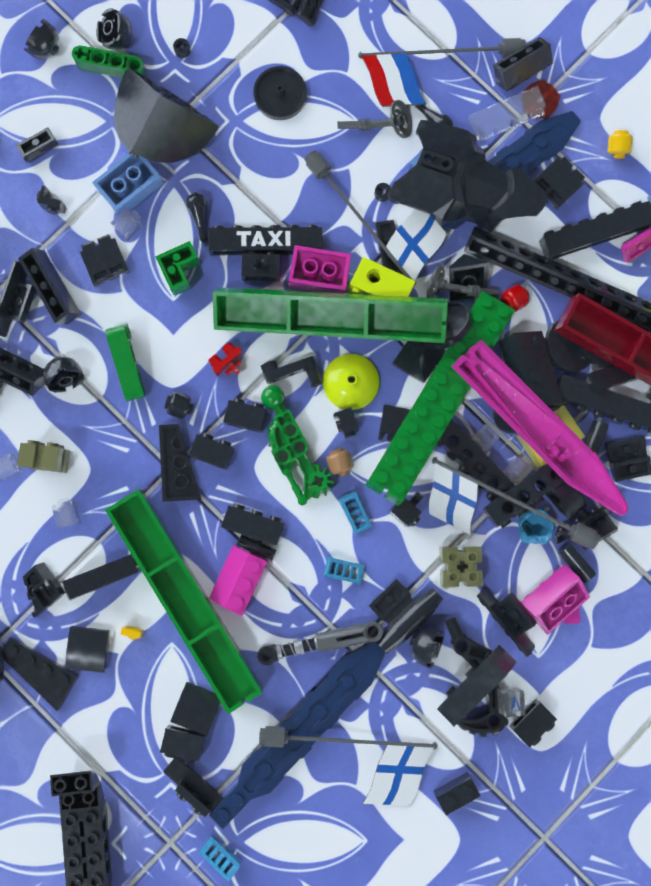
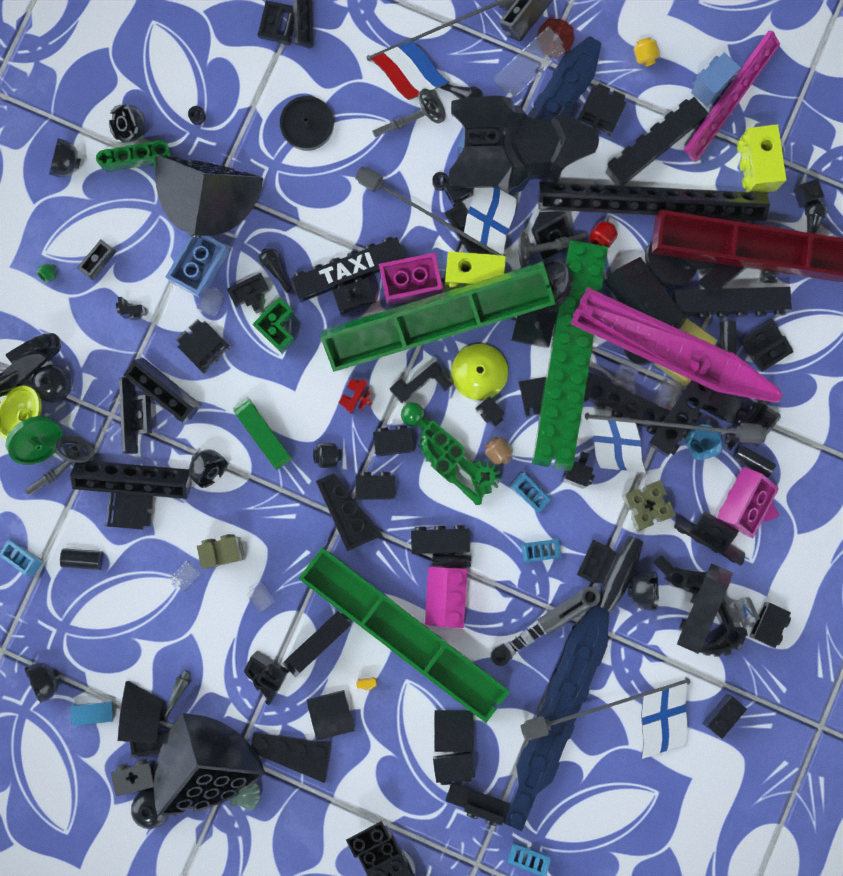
camera: 10 degrees left, 0 degrees up
(166, 227) = (249, 292): none -> black hinge
(394, 211) = (457, 195): none -> black brick

